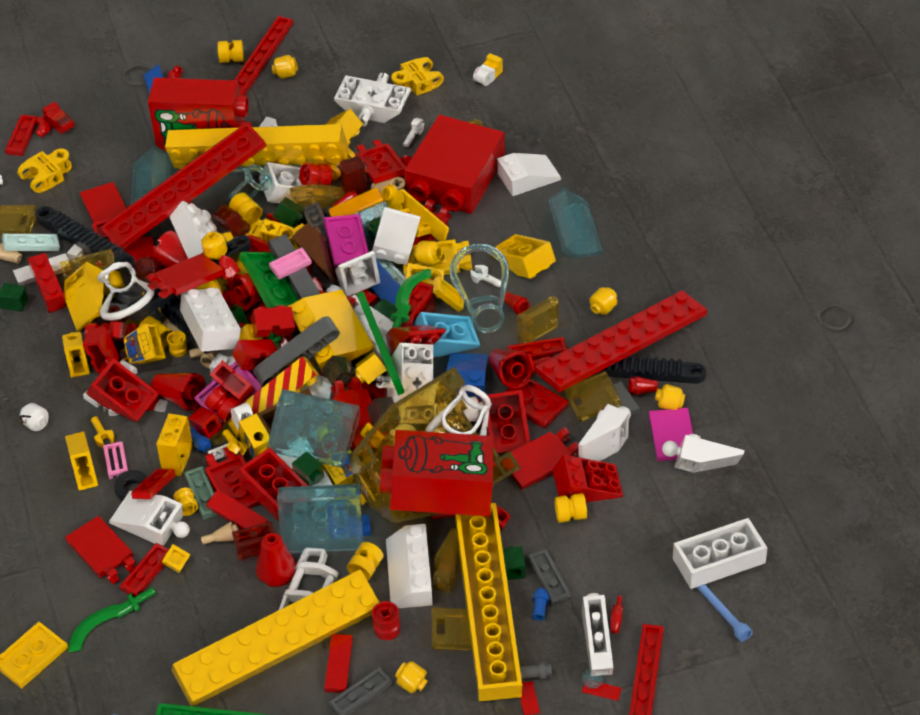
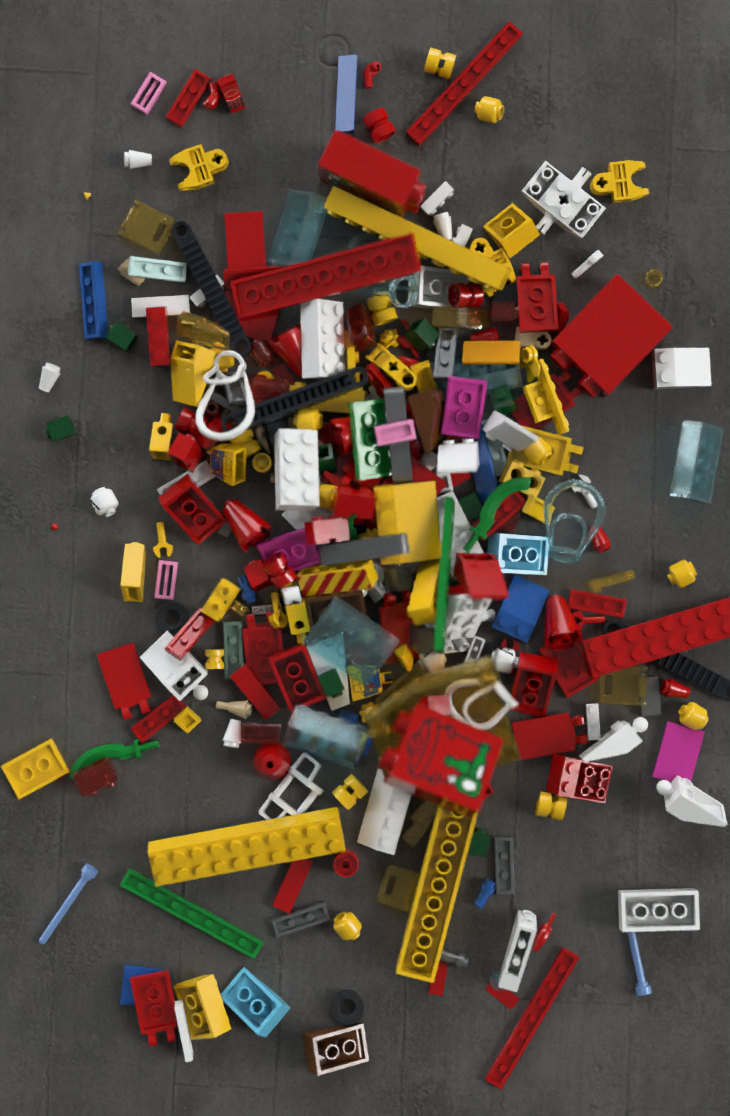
camera: 20 degrees right, 40 degrees up
(96, 634) = (95, 776): none -> clear red brick
(185, 275) = (289, 411): red tile -> none
(196, 455) = (239, 608): none -> clear yellow bush
(214, 245) = (330, 388): yellow head -> none
(227, 557) = (233, 734): none -> white cone
(229, 265) = (335, 411): red plate -> none
(232, 381) = (294, 557): red brick -> none
(489, 70) = (698, 202): leg -> none
(526, 255) = (630, 480): yellow slope -> none
(575, 428) = (592, 721): none -> white piece

